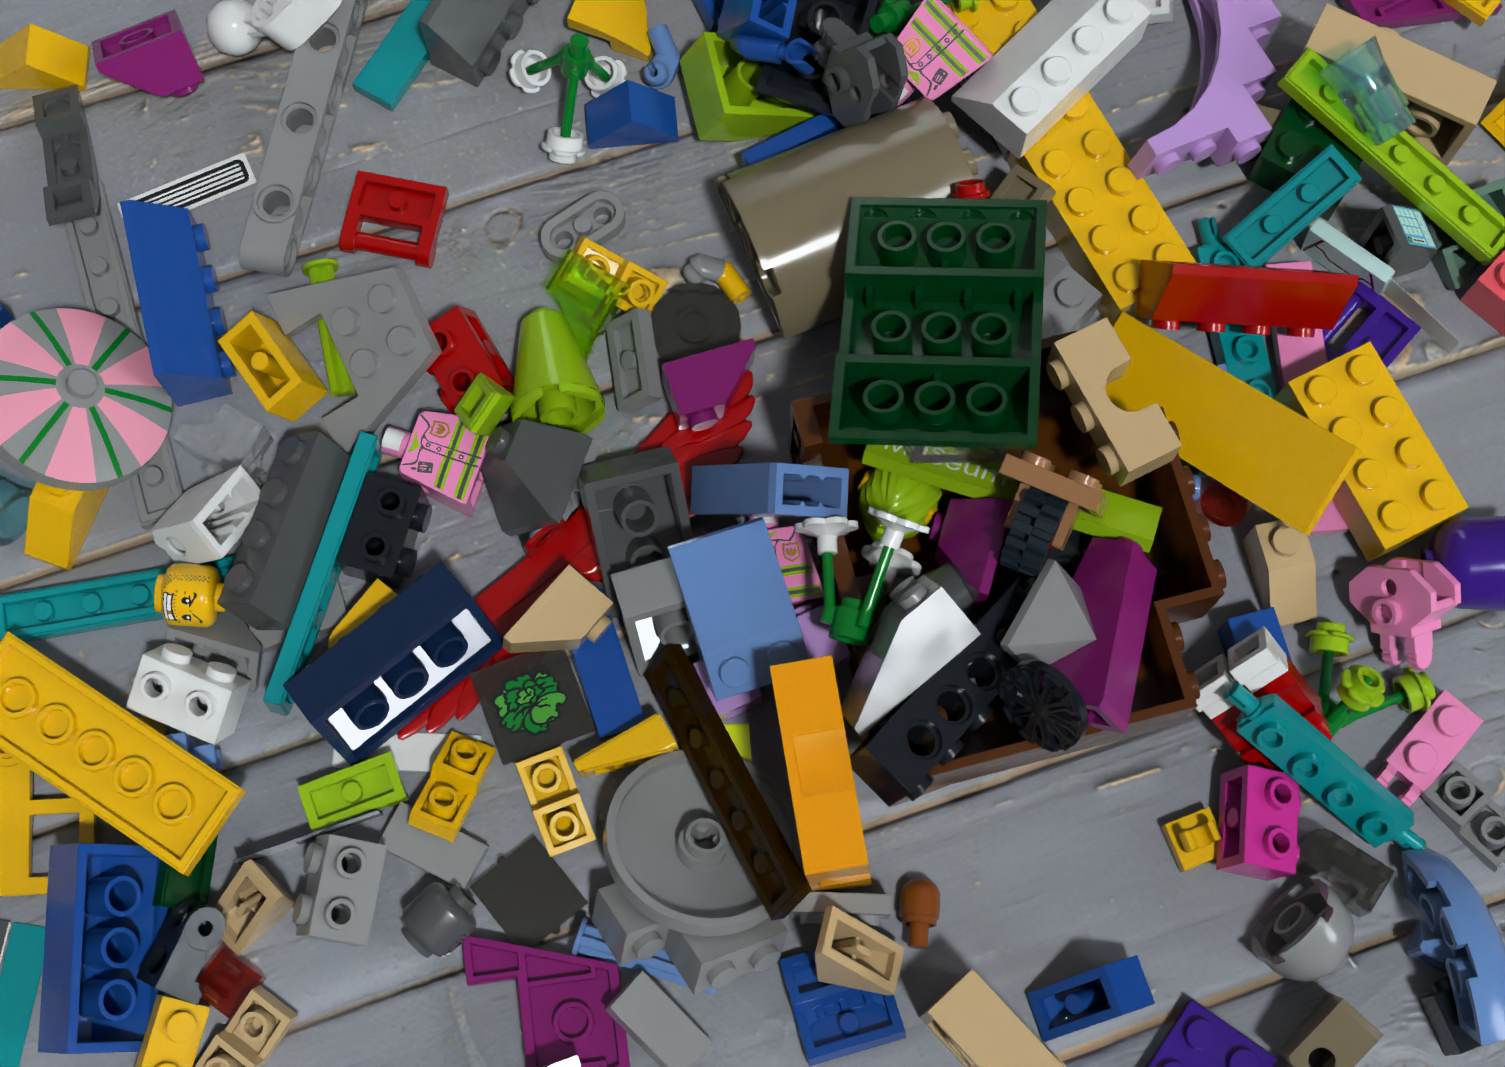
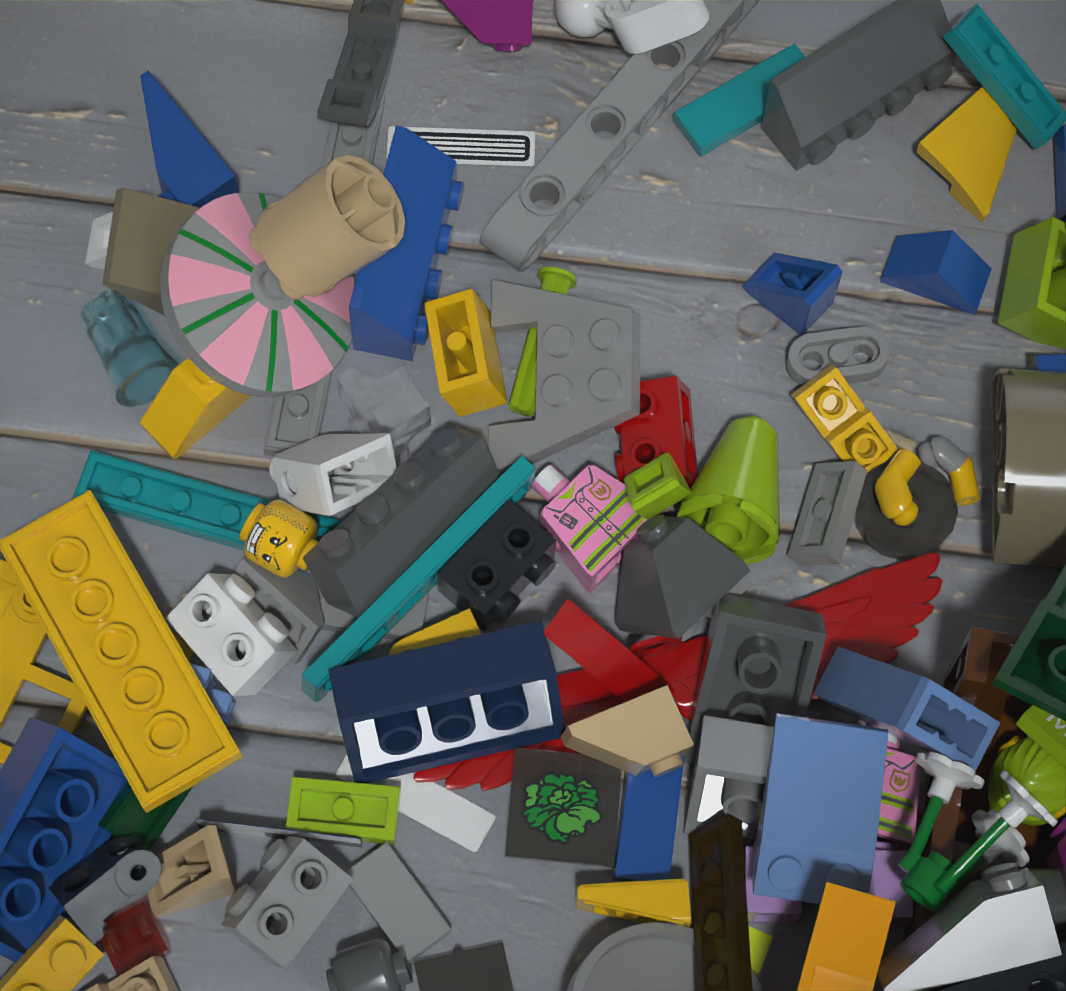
camera: 25 degrees right, 5 degrees down
(102, 315) = (329, 227): none -> tan cylinder
(398, 205) = (661, 250): red plate -> none
(452, 786) = (444, 852): yellow slope -> none
(504, 564) = (602, 654): none -> red sticker
(522, 187) = (795, 289): none -> blue slope
(555, 801) = (540, 918): yellow slope -> none
(576, 62) = (908, 189): plant -> none
(586, 298) = (809, 428): clear neon green slope -> none
(666, 60) = (1000, 229): medium blue arm -> none
(678, 316) = (893, 489): none -> yellow arm
(706, 383) = (891, 570): magenta slope -> none

